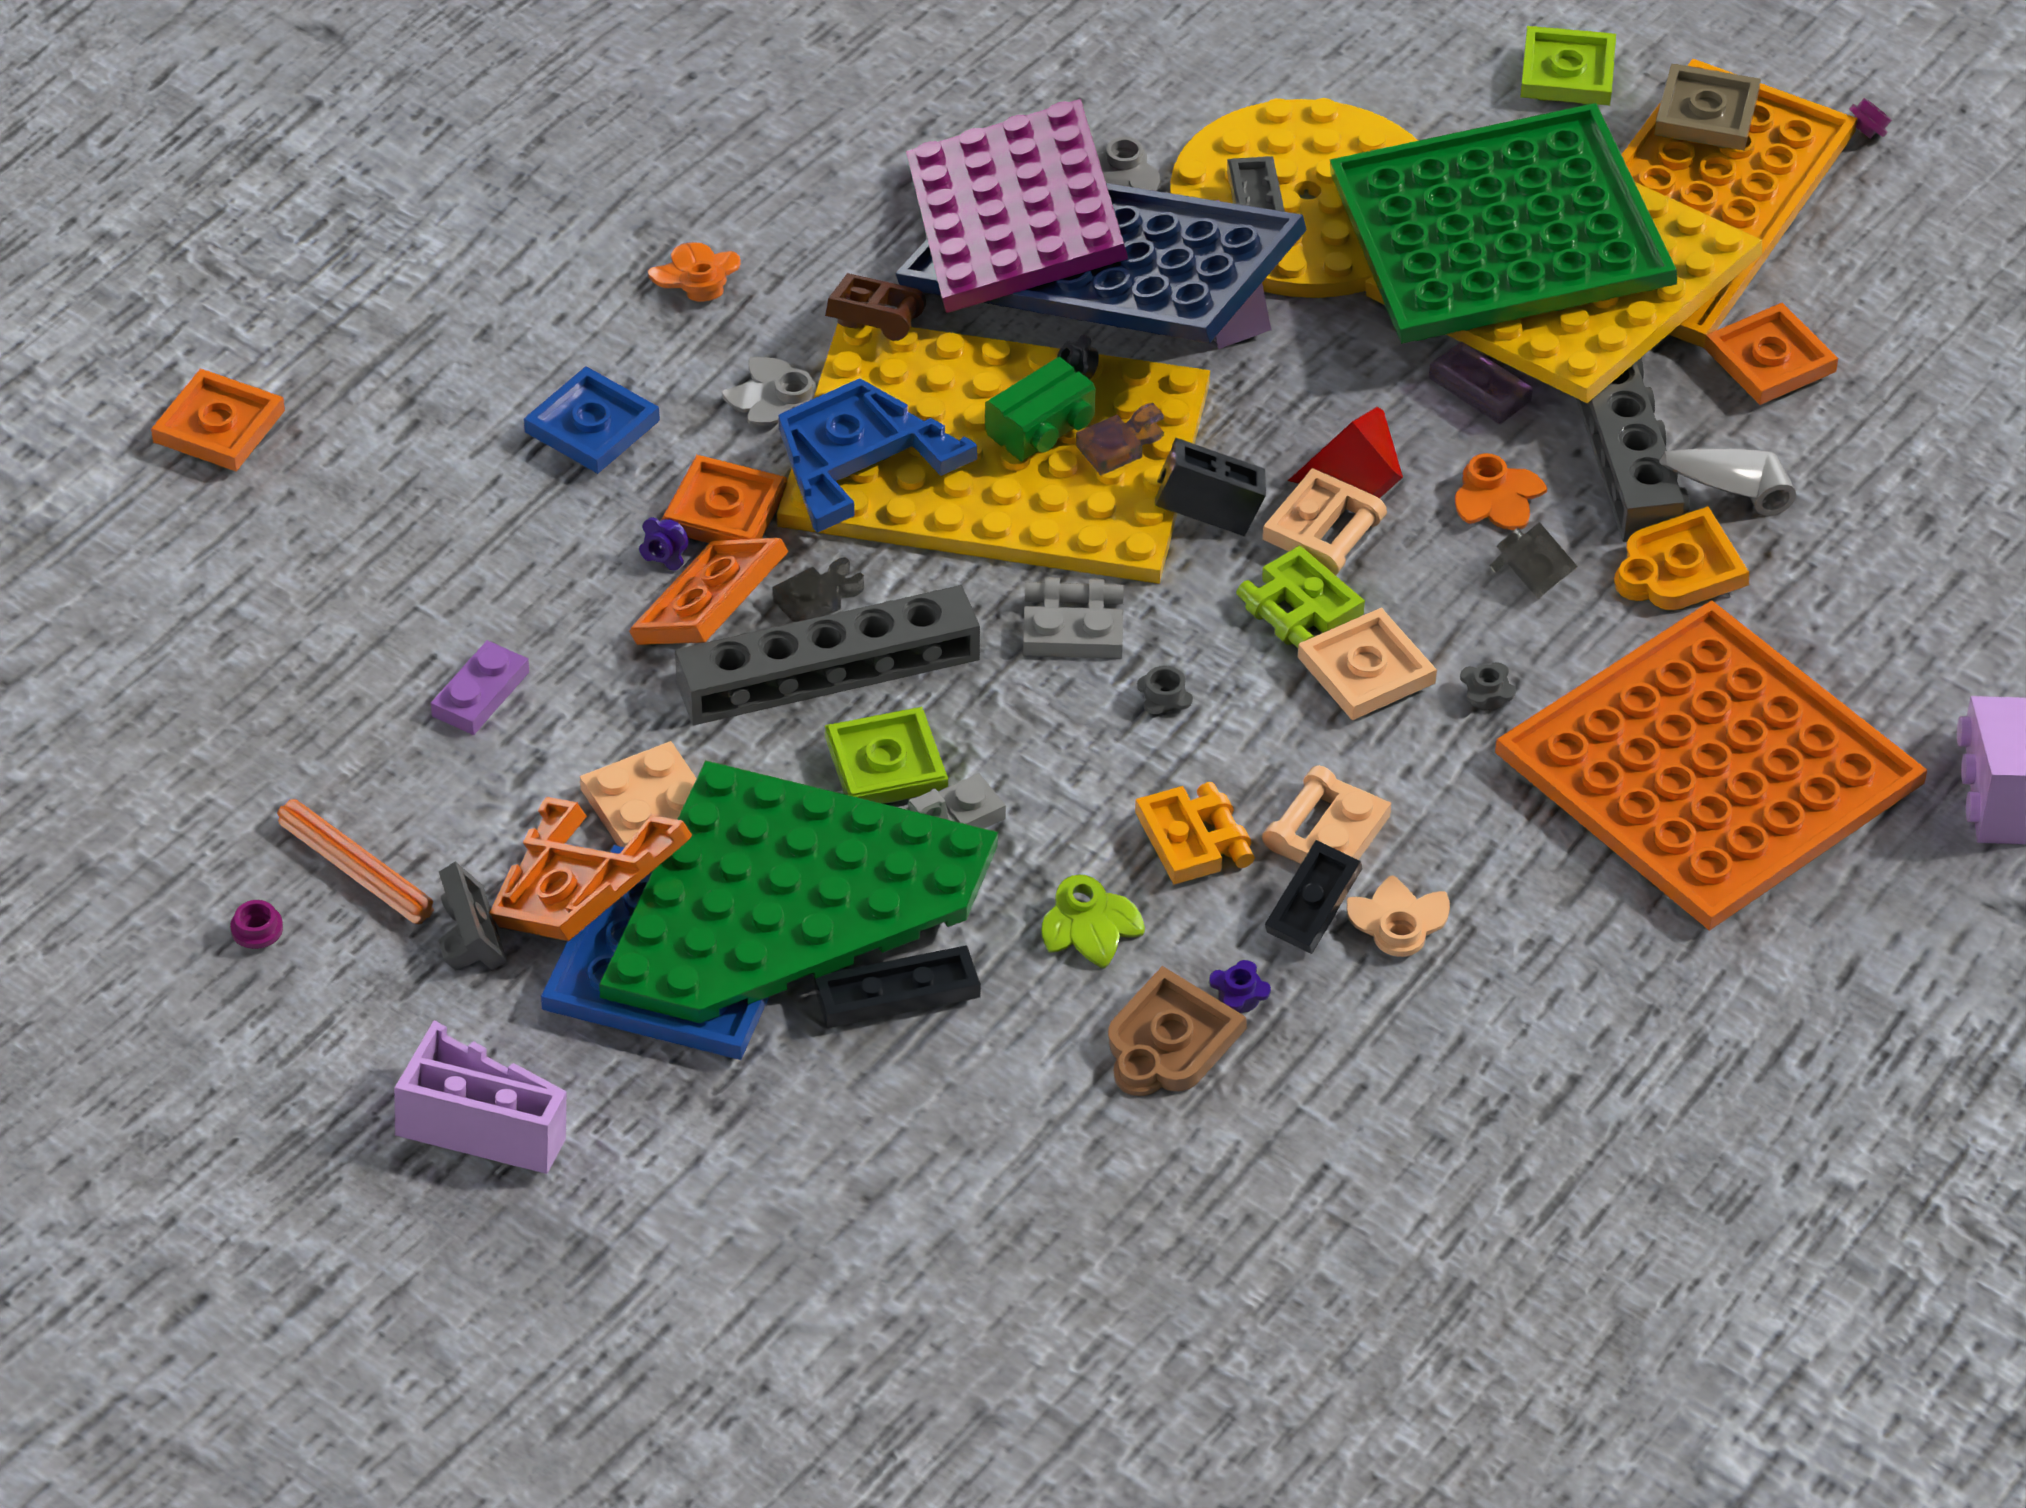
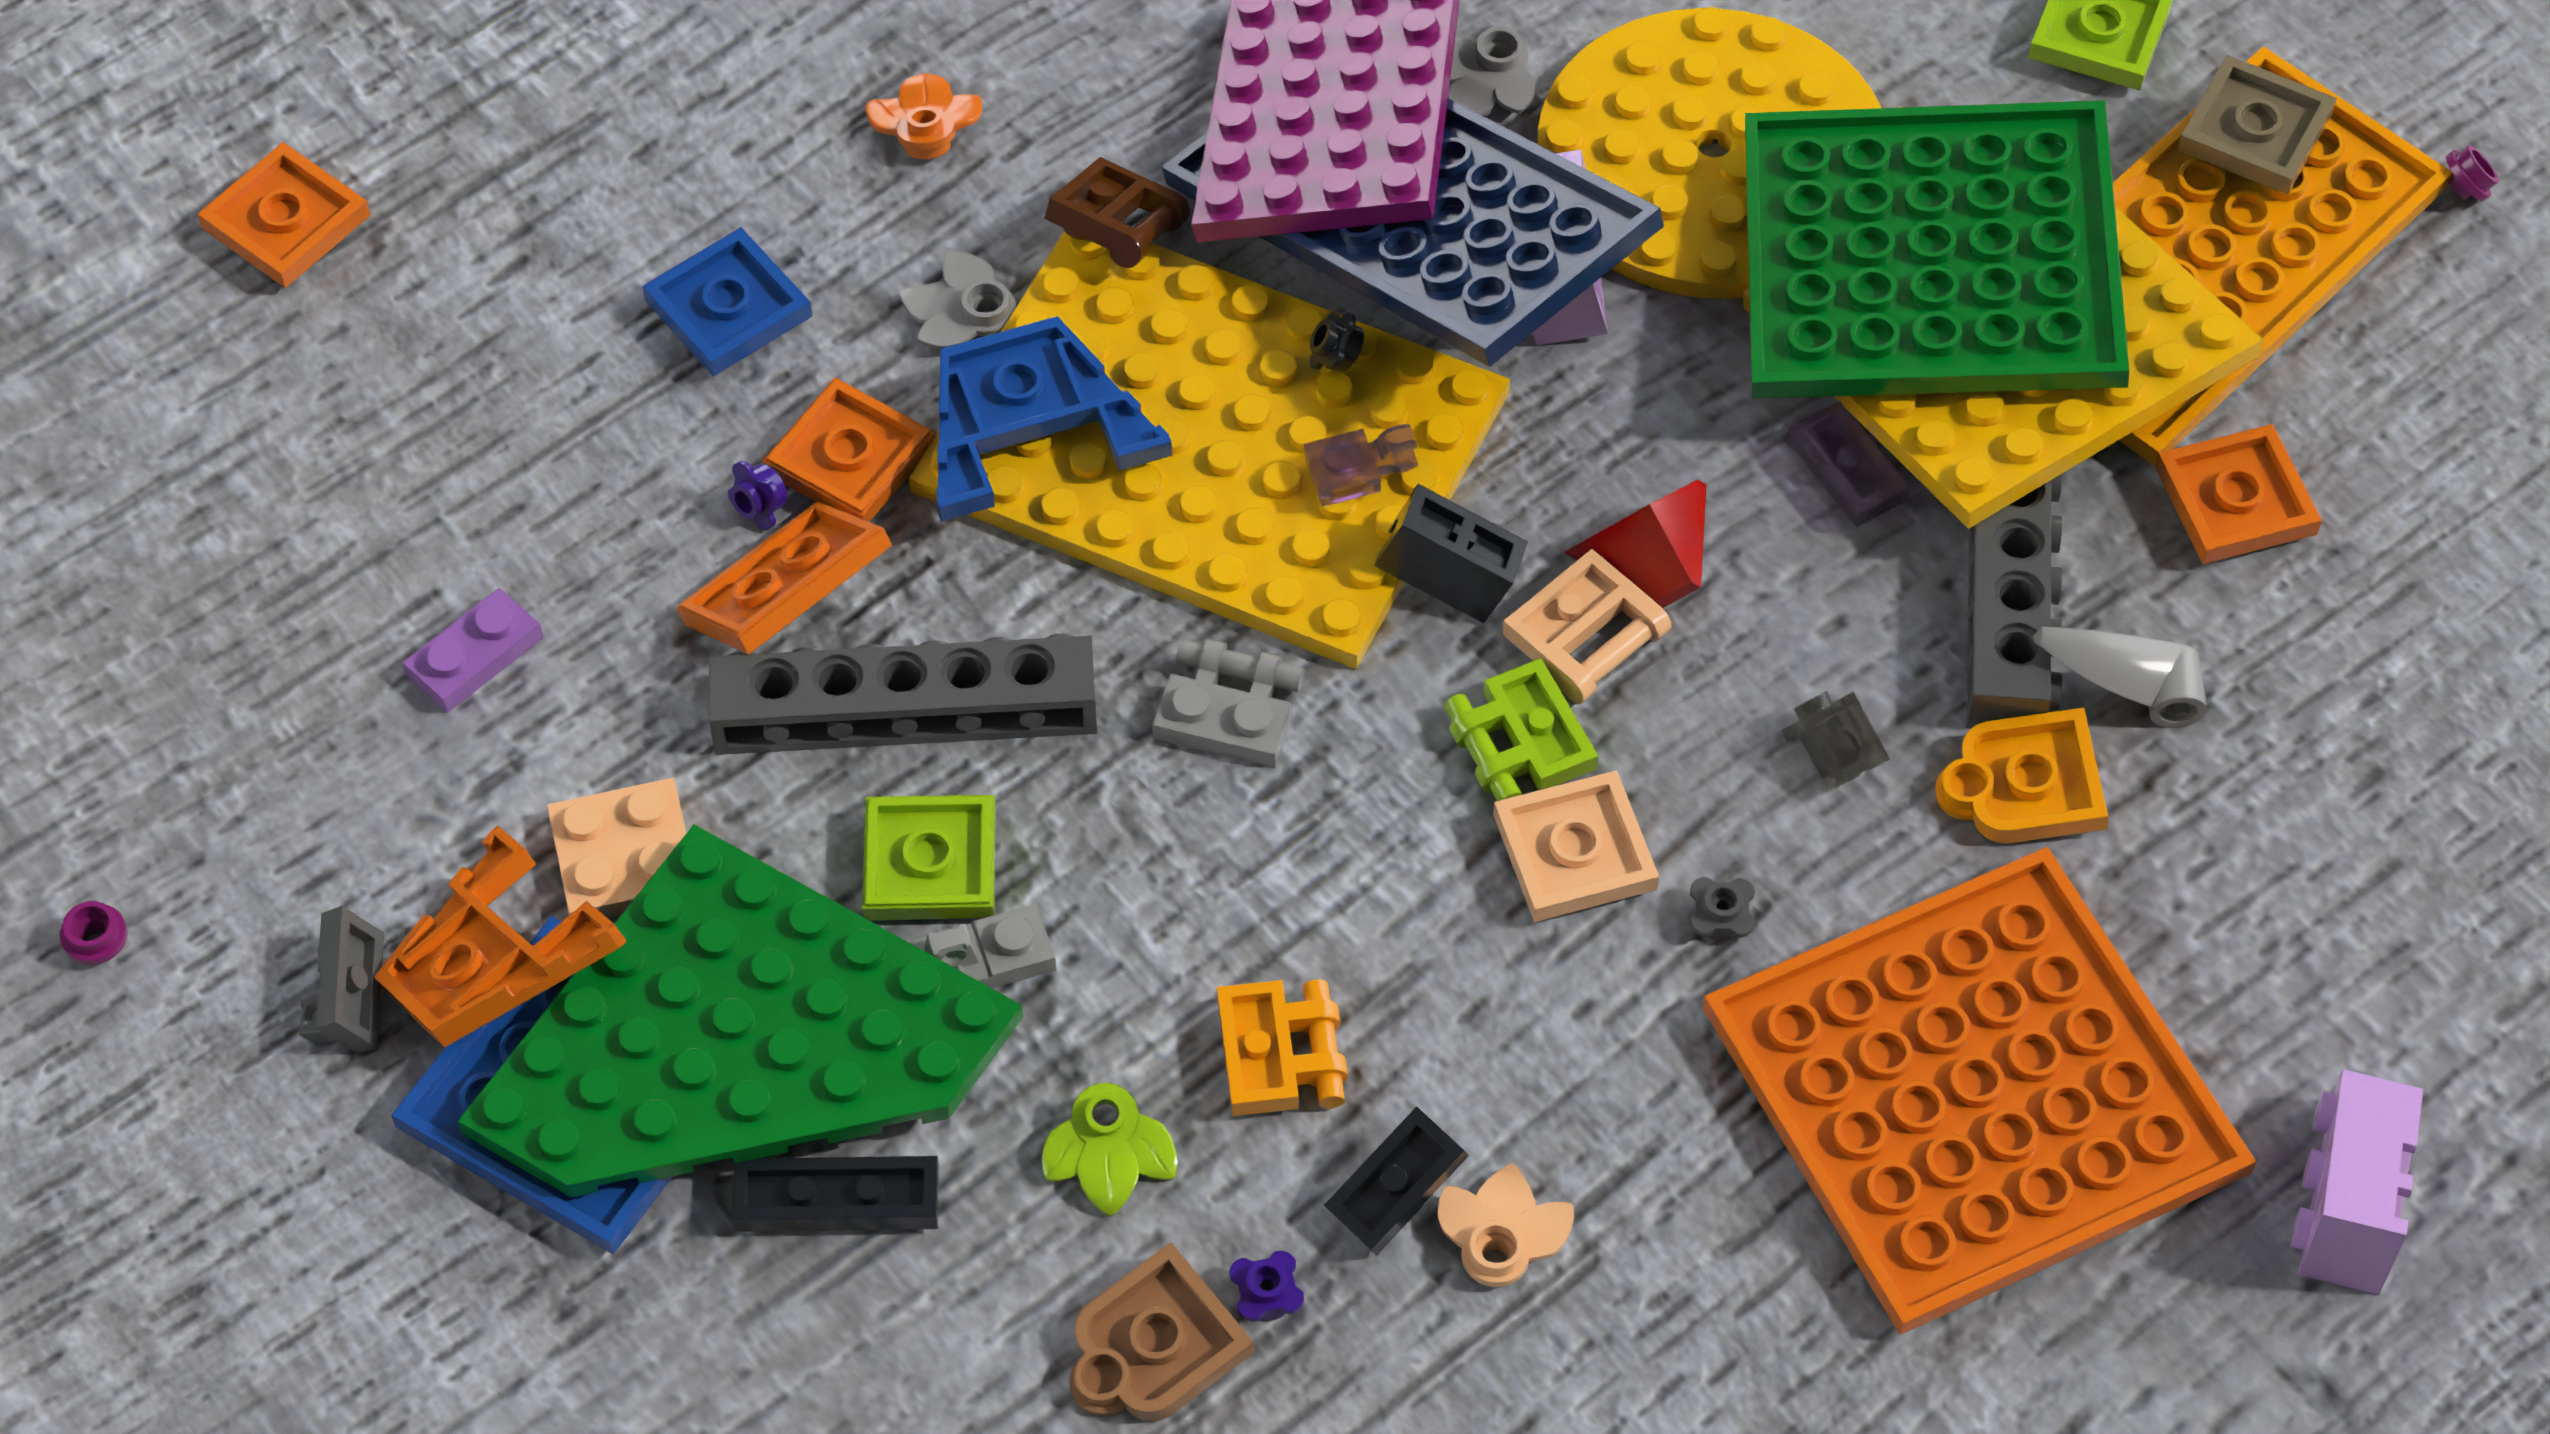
camera: 15 degrees right, 10 degrees up
(355, 861) = (241, 867): orange axle -> none
(477, 1106) = (257, 1257): lavender wedge -> none
(817, 594) = (919, 602): clear smoke plate -> none
(1040, 409) = (1269, 403): green brick -> none
(1164, 690) = (1308, 815): dark grey plate -> none
(1255, 182) = (1639, 142): dark grey plate -> none
(1346, 825) = (1472, 1081): light nougat plate -> none
(1497, 492) = (1821, 635): orange plate -> none

